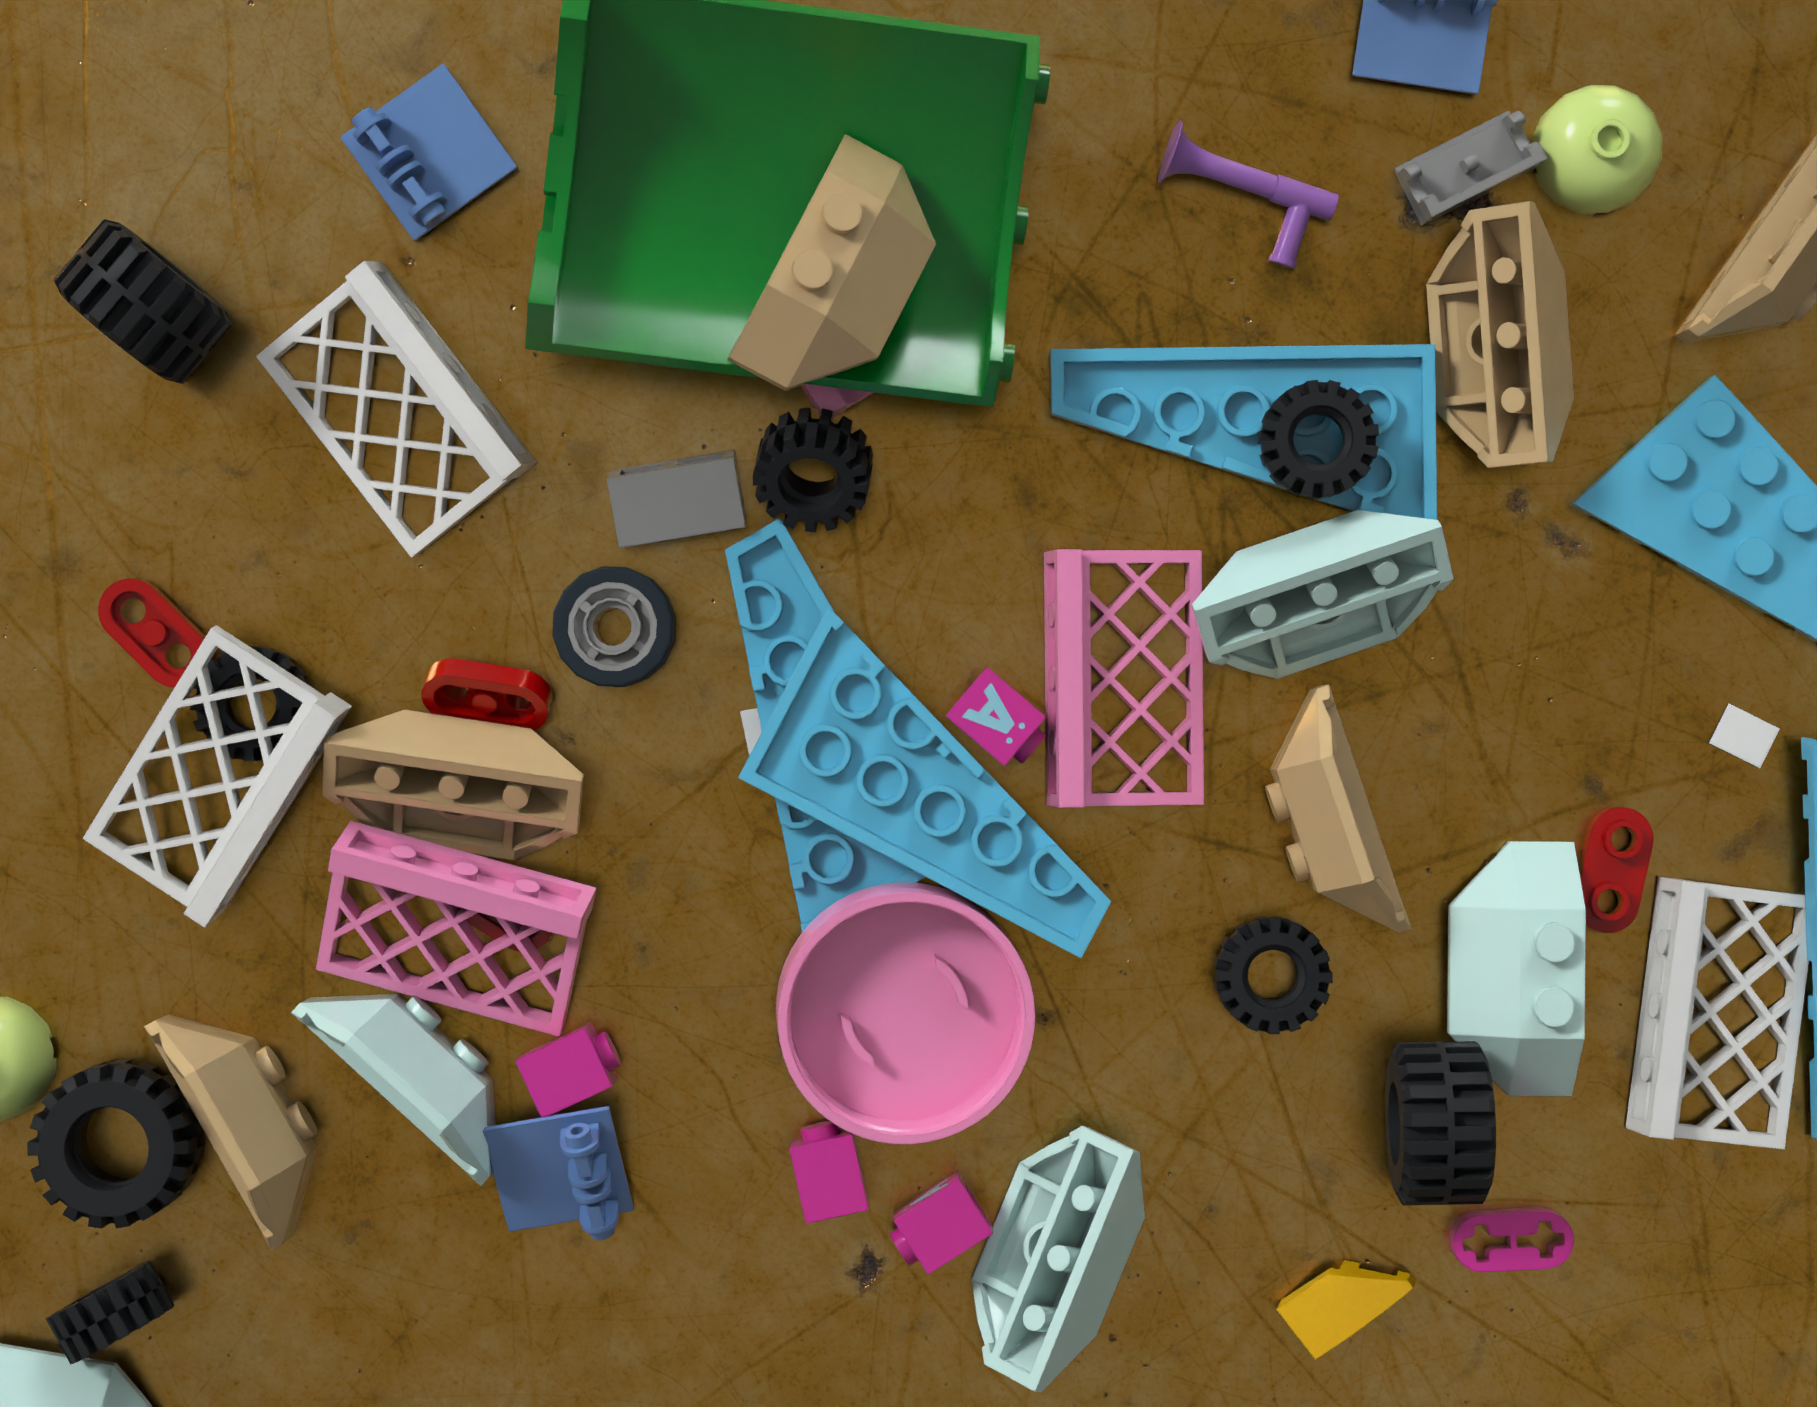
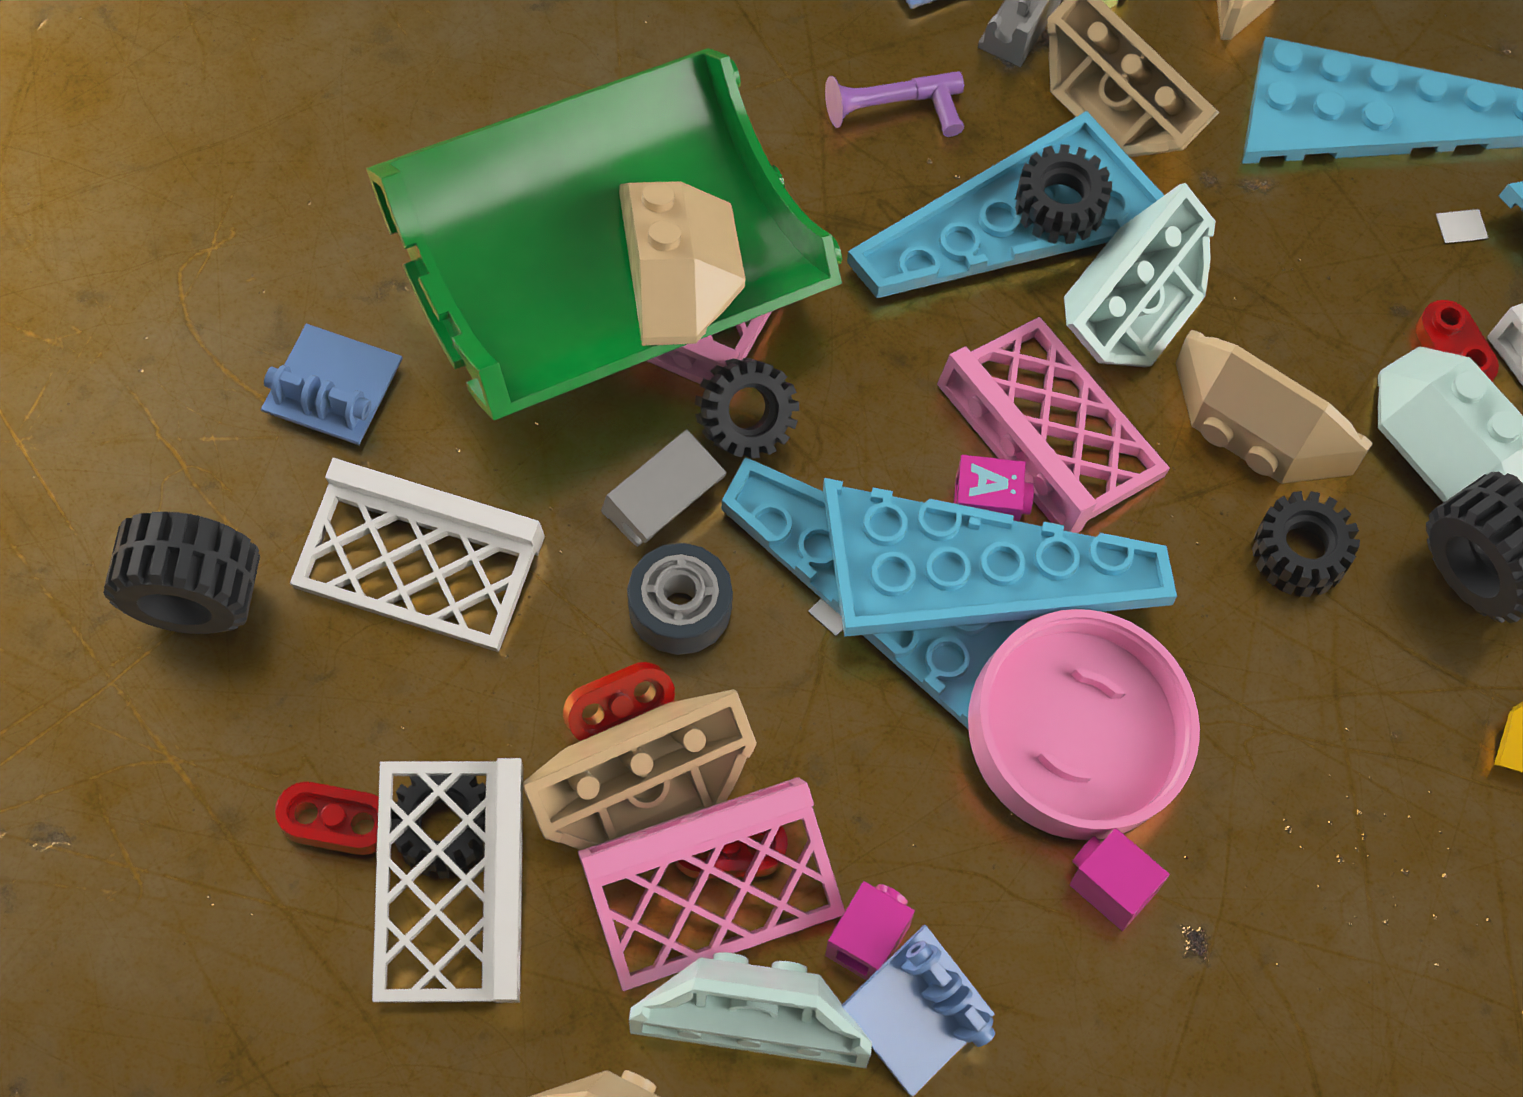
camera: 35 degrees left, 25 degrees down
(940, 1224) = (1225, 860): dark pink brick -> none
(1057, 1254) = (1320, 817): light aqua wedge -> none

